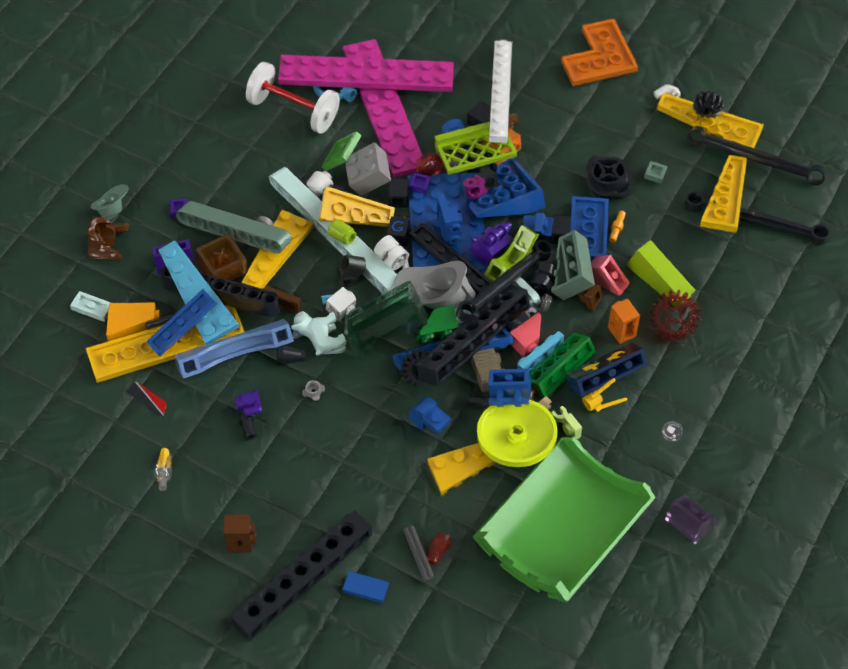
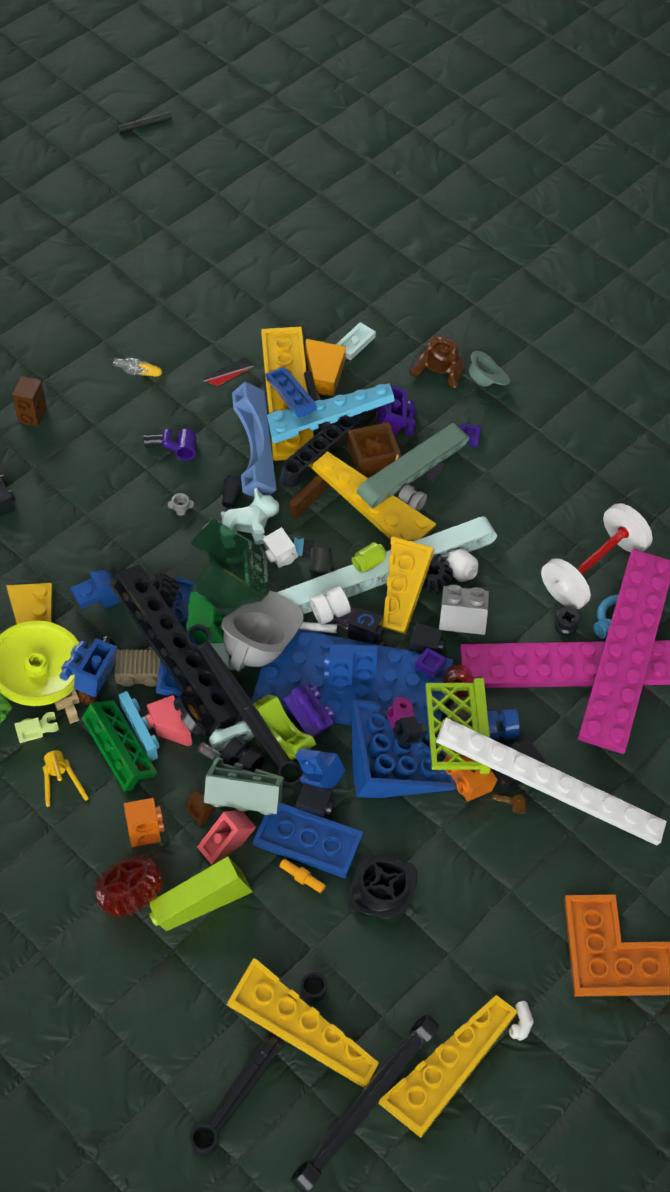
camera: 105 degrees right, 0 degrees up
(341, 151) = (502, 592): bright green tile -> none
(347, 119) = (562, 625): none -> black wheel
(444, 253) = (292, 670): black tile -> none
(600, 371) = (86, 786): dark blue brick -> none
(655, 172) = (377, 953): sand green plate -> none
(708, 104) = (464, 1050): black gear -> none

